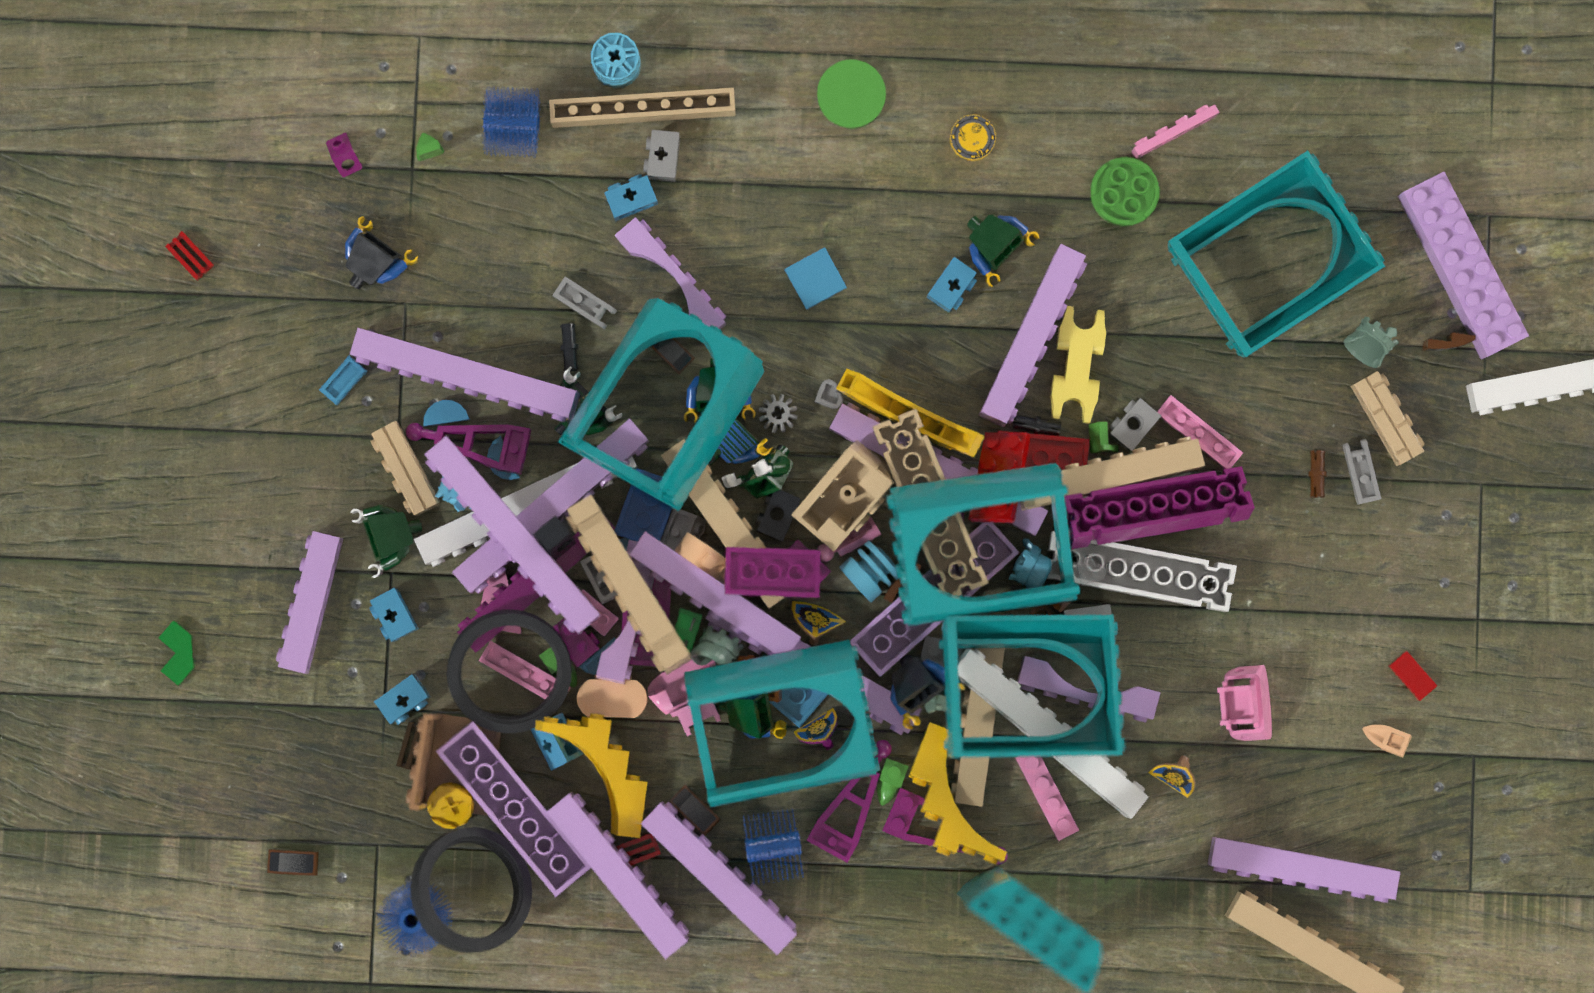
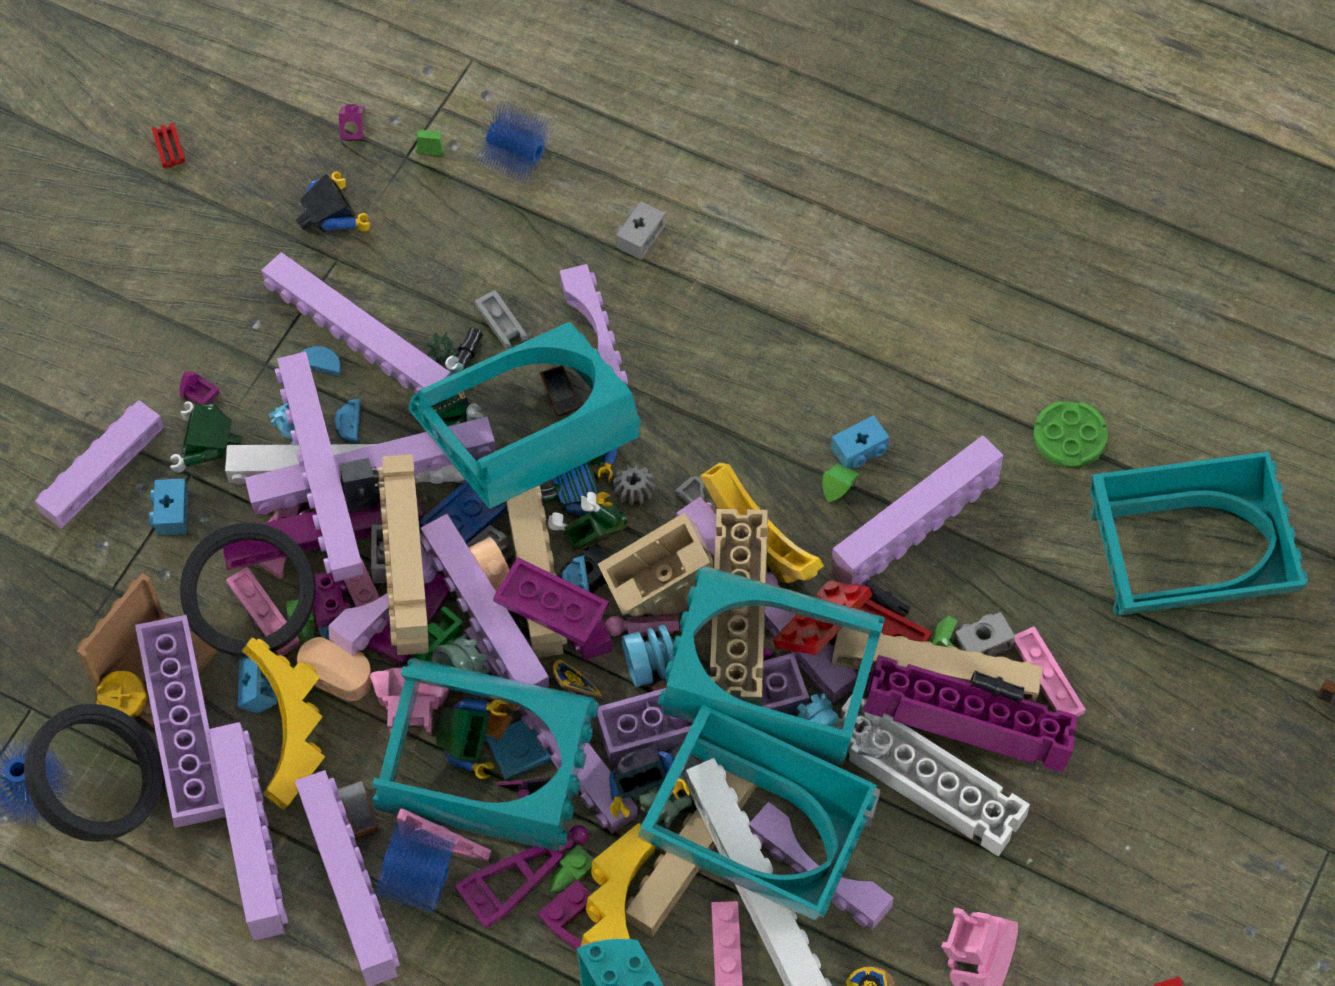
camera: 30 degrees right, 25 degrees down
(343, 380) = (243, 296): dark azure tile -> none
(355, 491) = (197, 389): none -> magenta tile
(390, 700) = (120, 577): dark azure brick -> none
(406, 469) = (255, 389): tan brick -> none
(513, 448) = (360, 414): magenta plate -> none
(547, 355) = (446, 341): none -> clear green gear
(622, 71) = (638, 136): medium azure wheel -> none
(642, 107) = (642, 183): tan brick -> none
(642, 200) = (592, 249): dark azure brick -> none
(654, 844) = (288, 825): red tile -> none
(774, 803) = (462, 845): none -> bright pink wing
(776, 532) = (576, 573): none -> dark azure tile
(815, 278) = (730, 388): dark azure tile -> none
(851, 94) = (843, 251): bright green tile -> none
(950, 330) = (838, 481): none -> bright green tile
(972, 137) = (942, 331): tile -> none
(995, 241) = (921, 420): dark green torso -> none
(1079, 346) = (943, 577): light yellow piece -> none
(1171, 478) = (997, 686): none -> black pin
(1182, 126) = (1147, 399): bright pink plate -> none
(1317, 474) = (1155, 763): reddish brown pin -> none
(1362, 473) = (1203, 784): light grey hinge -> none
(1371, 342) = (1263, 658): sand green hair -> none
(1387, 418) = (1252, 740): tan brick -> none

